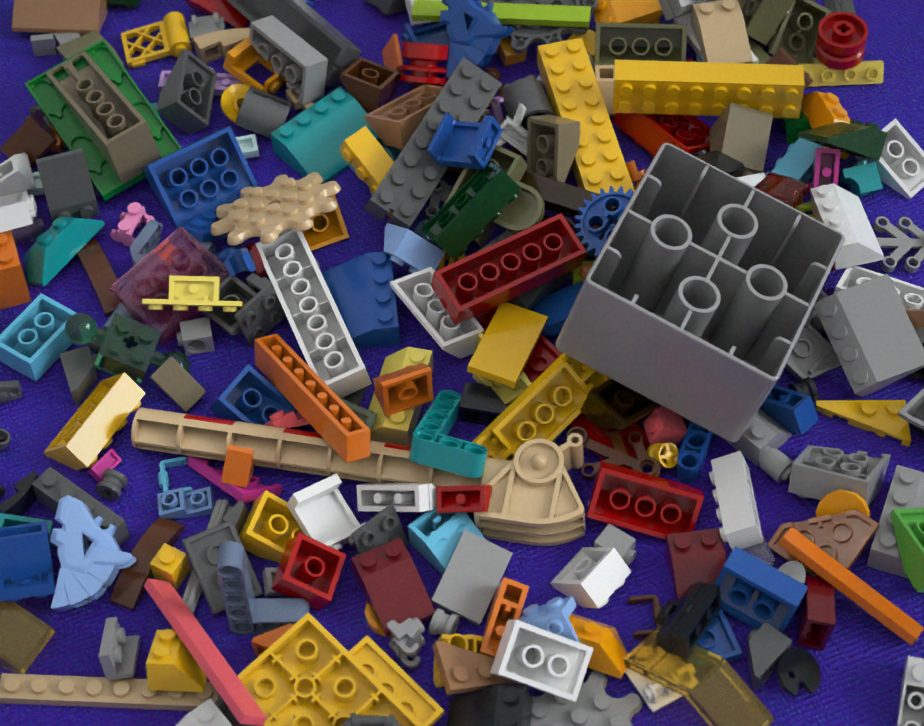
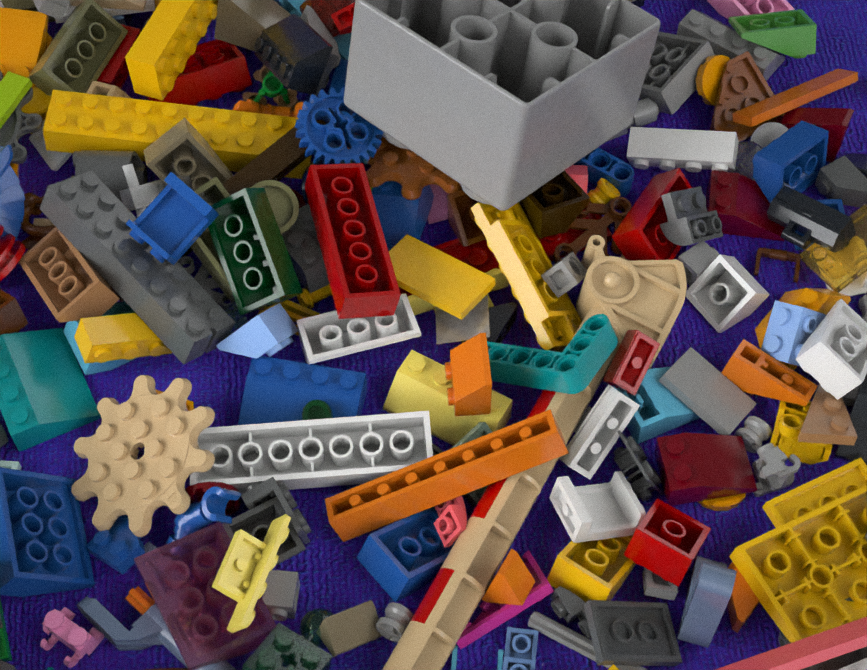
camera: 75 degrees left, 5 degrees up
(193, 408) = (394, 622): none -> light grey wheel
(350, 308) = (317, 410): none -> dark green tile
(474, 385) = (454, 329): none -> flat silver sticker
(542, 427) = (565, 274): none -> light grey brick
(646, 515) = (689, 218): none -> dark grey brick

